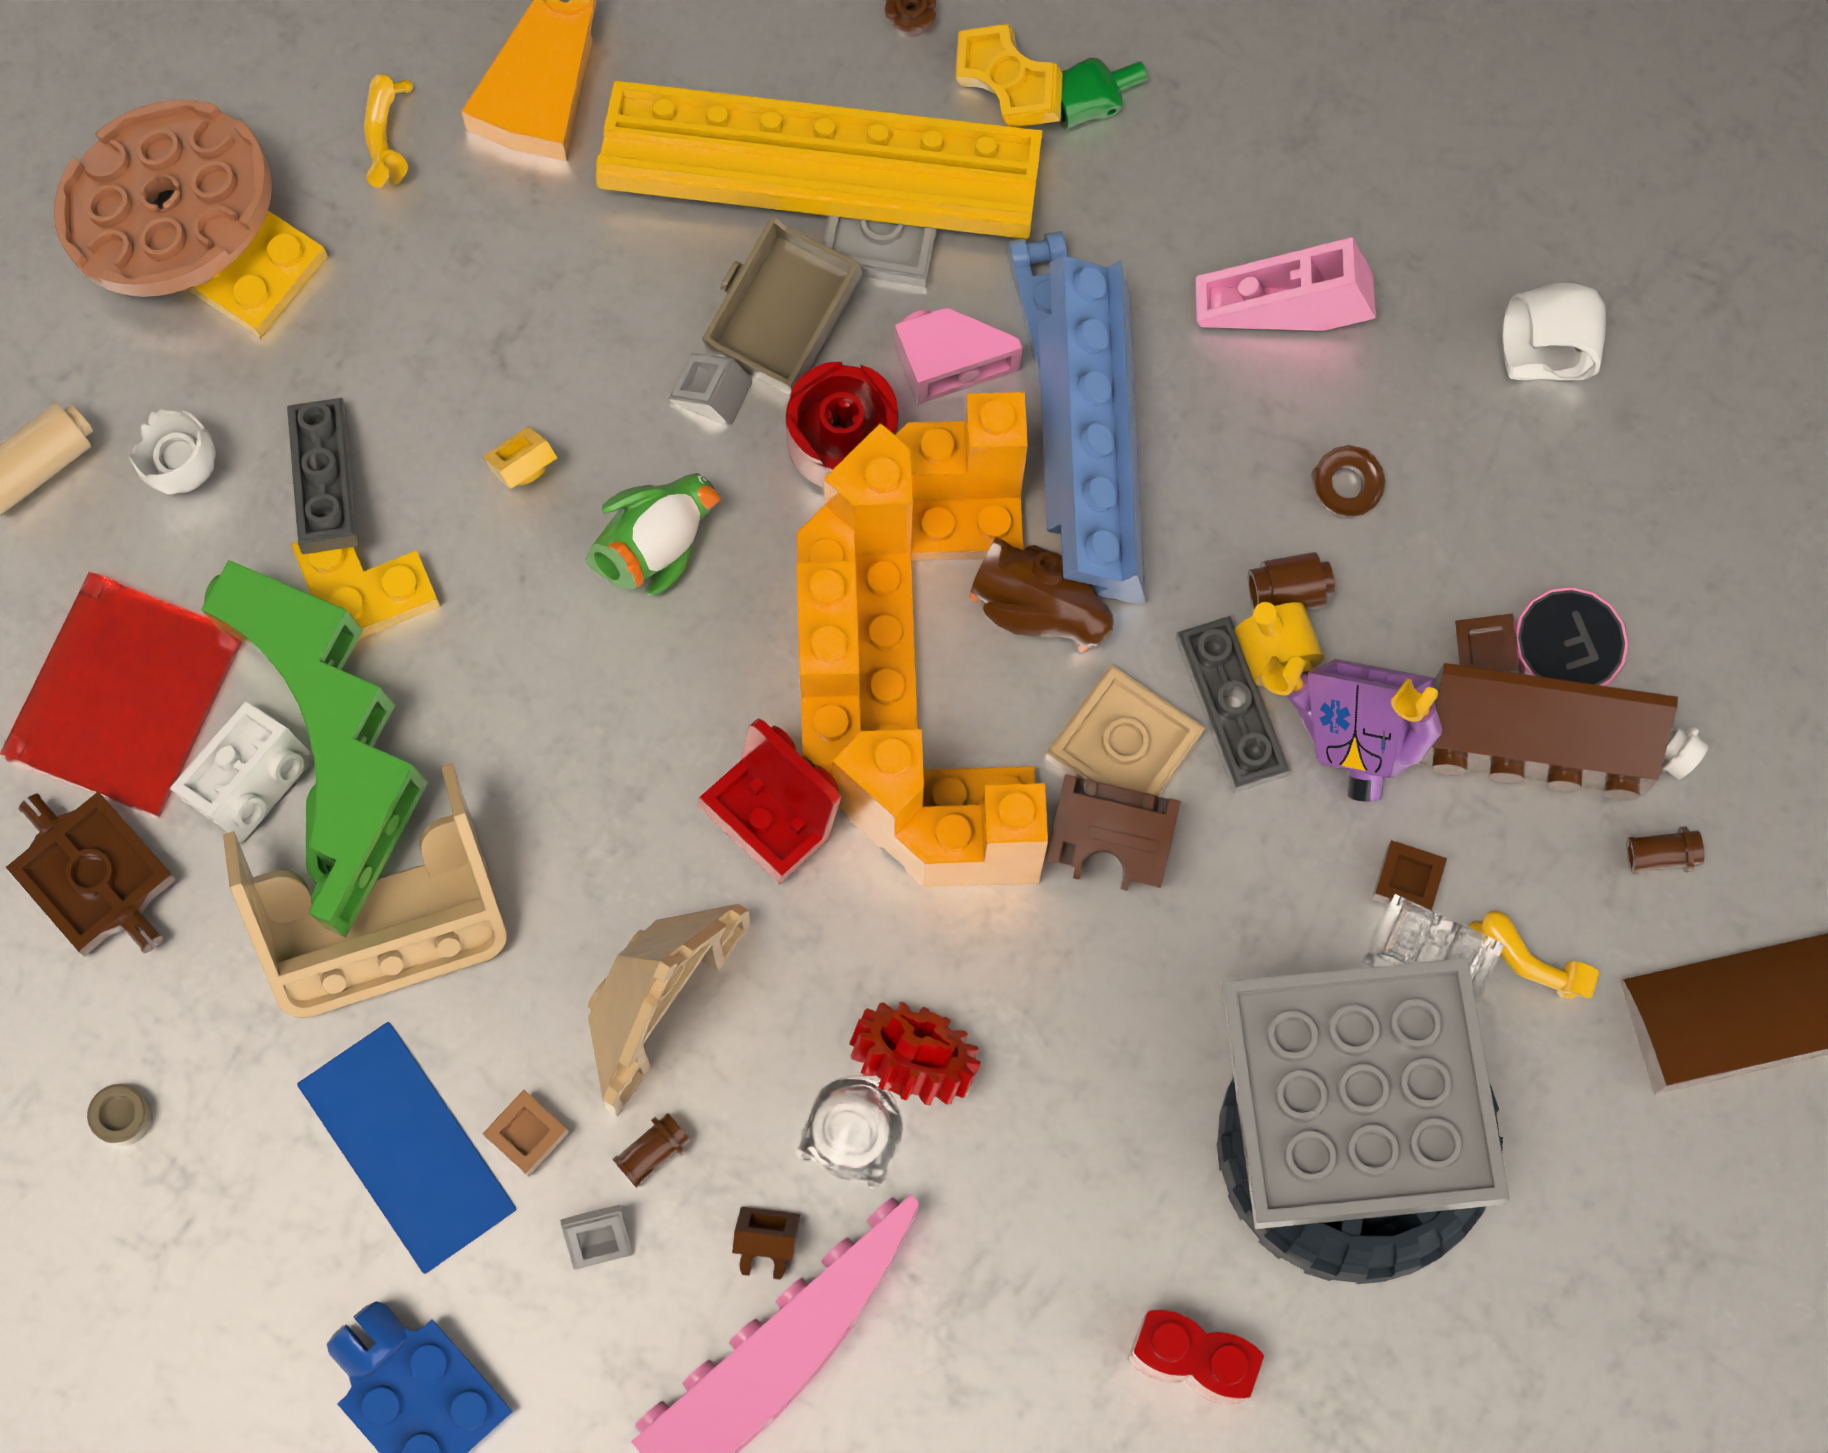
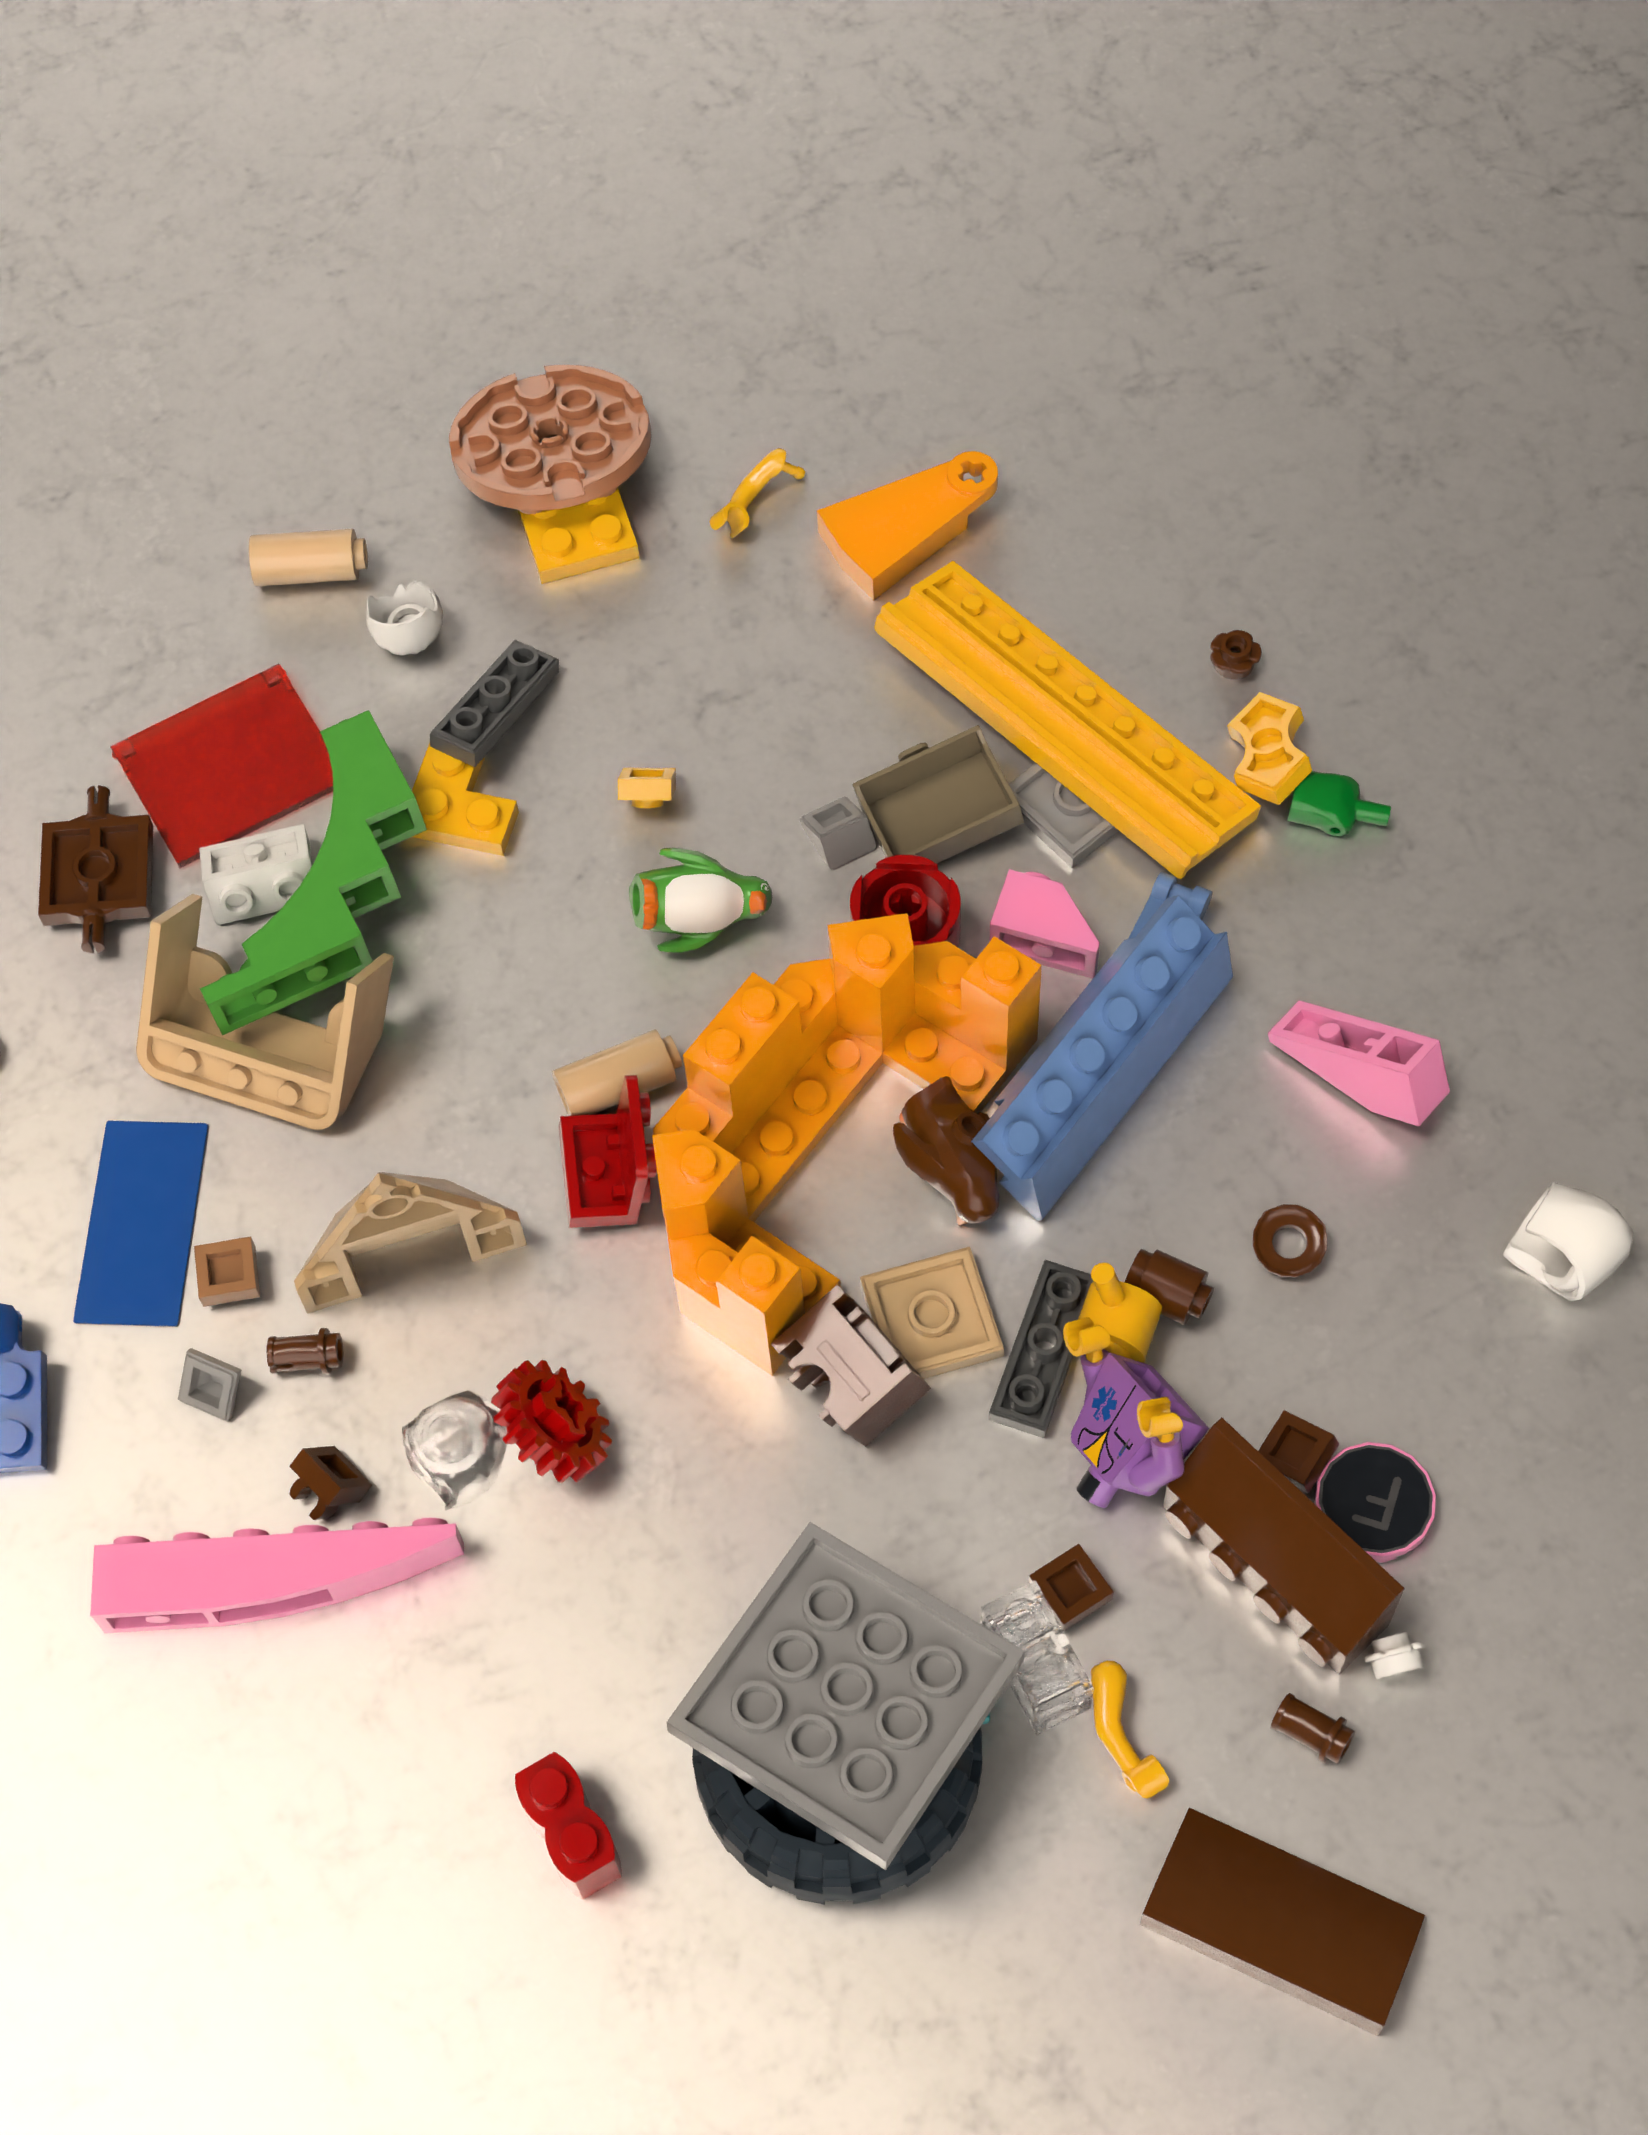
camera: 45 degrees right, 10 degrees down
(710, 727) = (597, 1079): none -> tan brick

